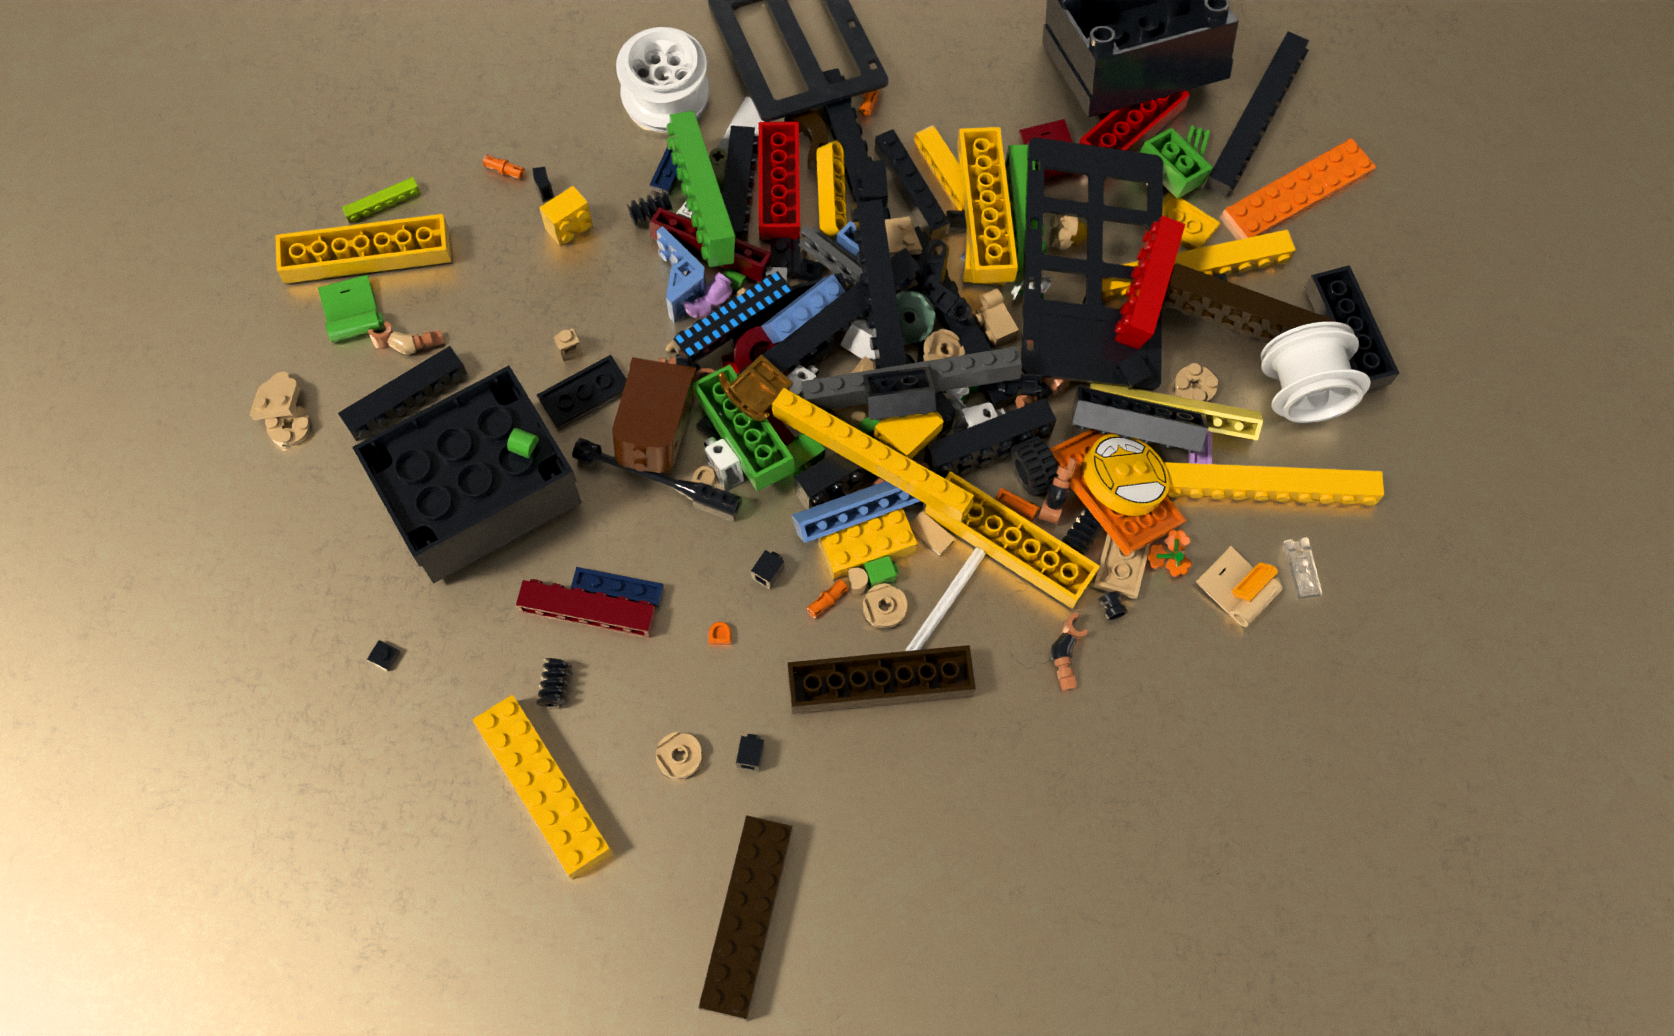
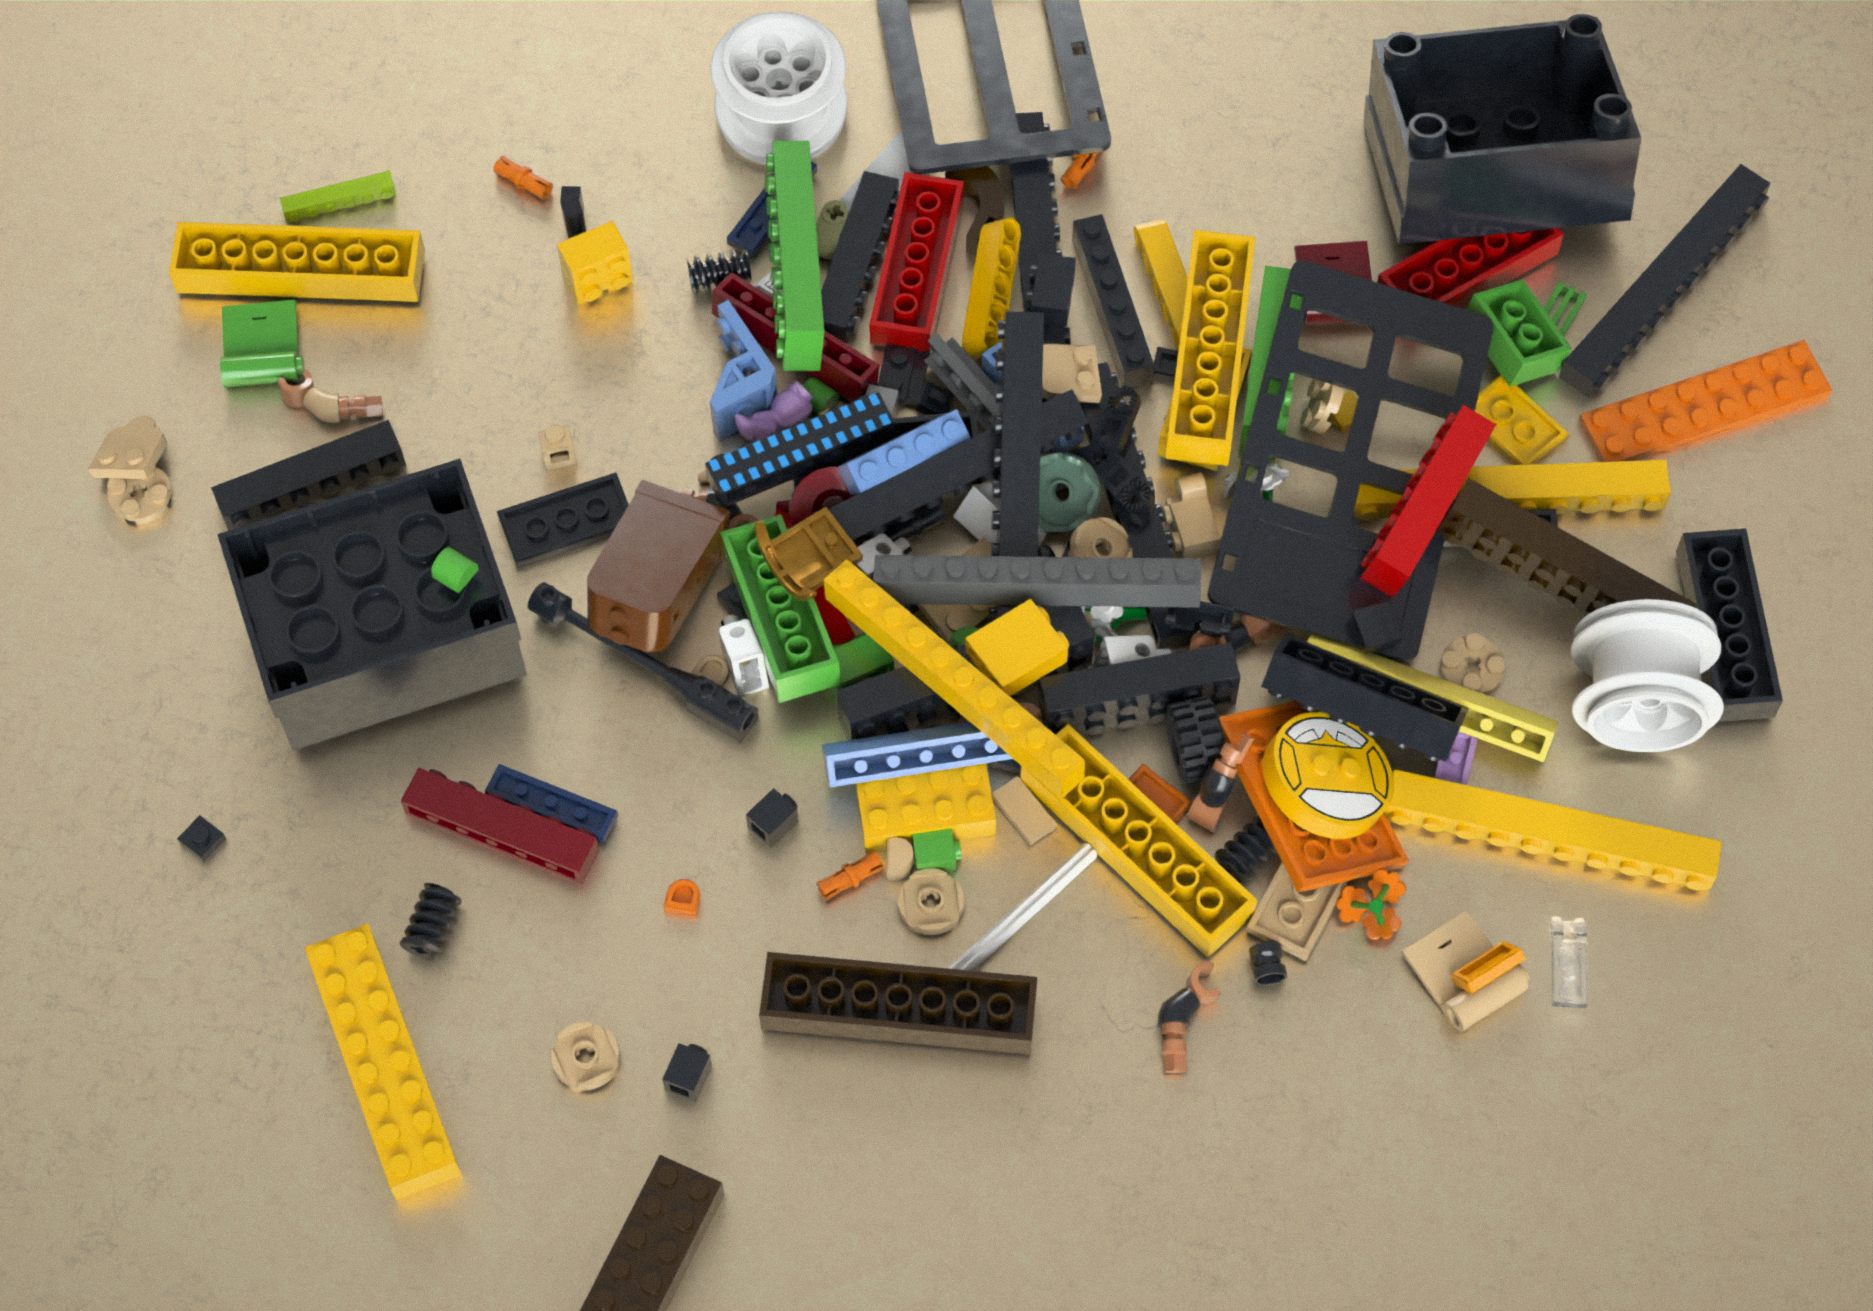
camera: 15 degrees right, 5 degrees down
(899, 393) = (1009, 595): black slope -> none

